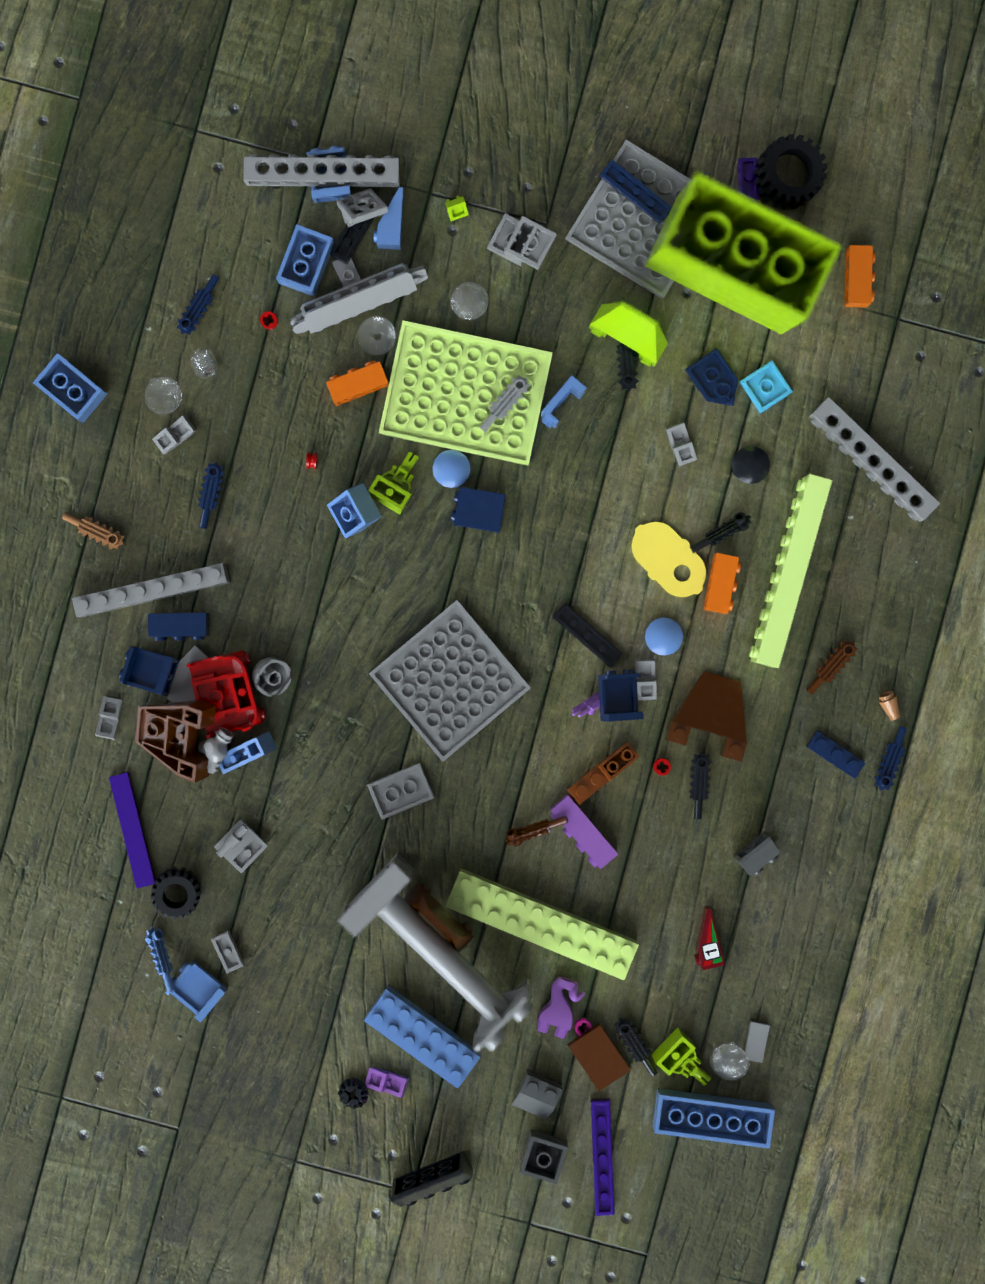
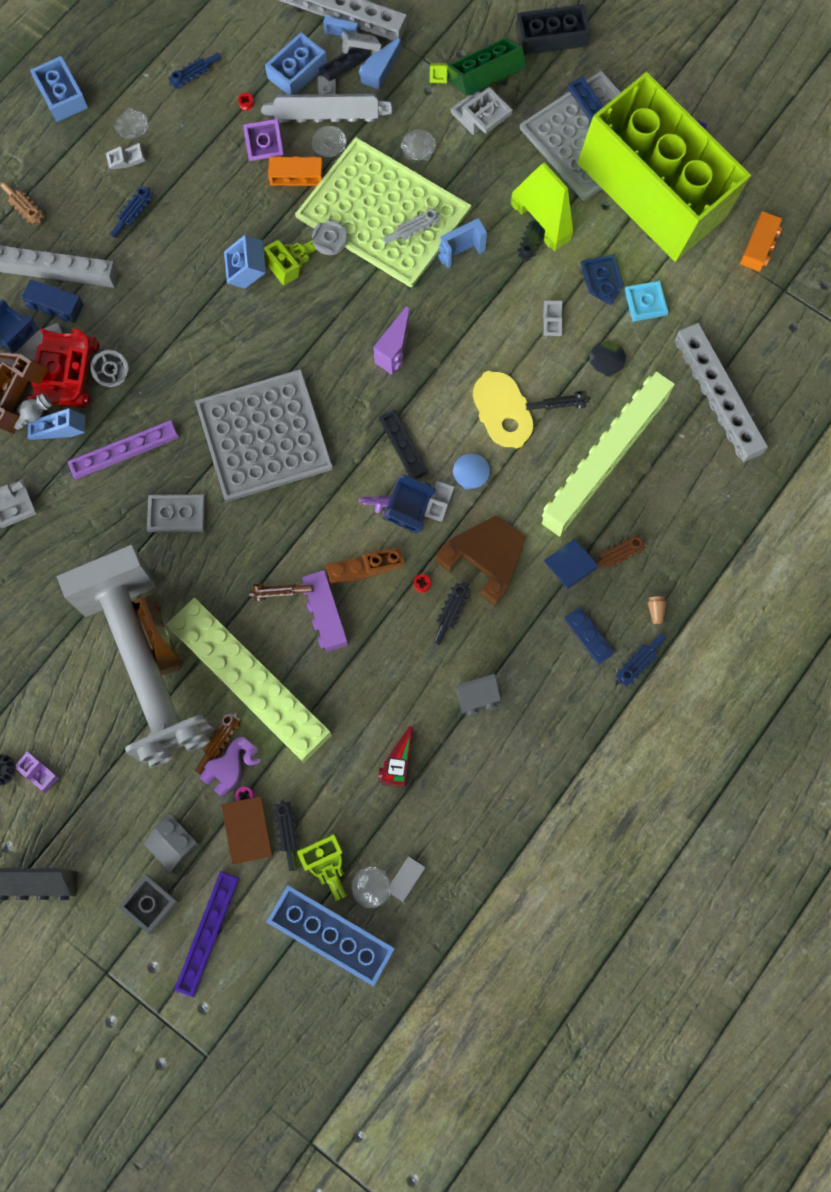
camera: 25 degrees right, 15 degrees down
(204, 363) = (176, 111): clear head -> none
(311, 363) = (263, 140): none -> medium lavender slope
(312, 460) = (229, 215): red bush -> none
(320, 748) = (123, 449): none -> medium lavender tile
(422, 1036) = (89, 740): medium blue brick -> none
(425, 447) = (329, 237): none -> light grey tile
(451, 468) = (344, 266): medium blue dish -> none
(478, 509) = (353, 304): dark blue panel -> none
(506, 185) = (486, 66): none -> dark green brick
(538, 989) = (222, 735): none -> reddish brown piece
(540, 542) = (391, 347): none -> medium lavender slope
(557, 110) = (553, 29): none -> black brick
(721, 583) = (541, 444): orange brick -> none
(771, 184) = (744, 124): black tyre -> none
(794, 693) = (571, 564): none -> dark blue tile

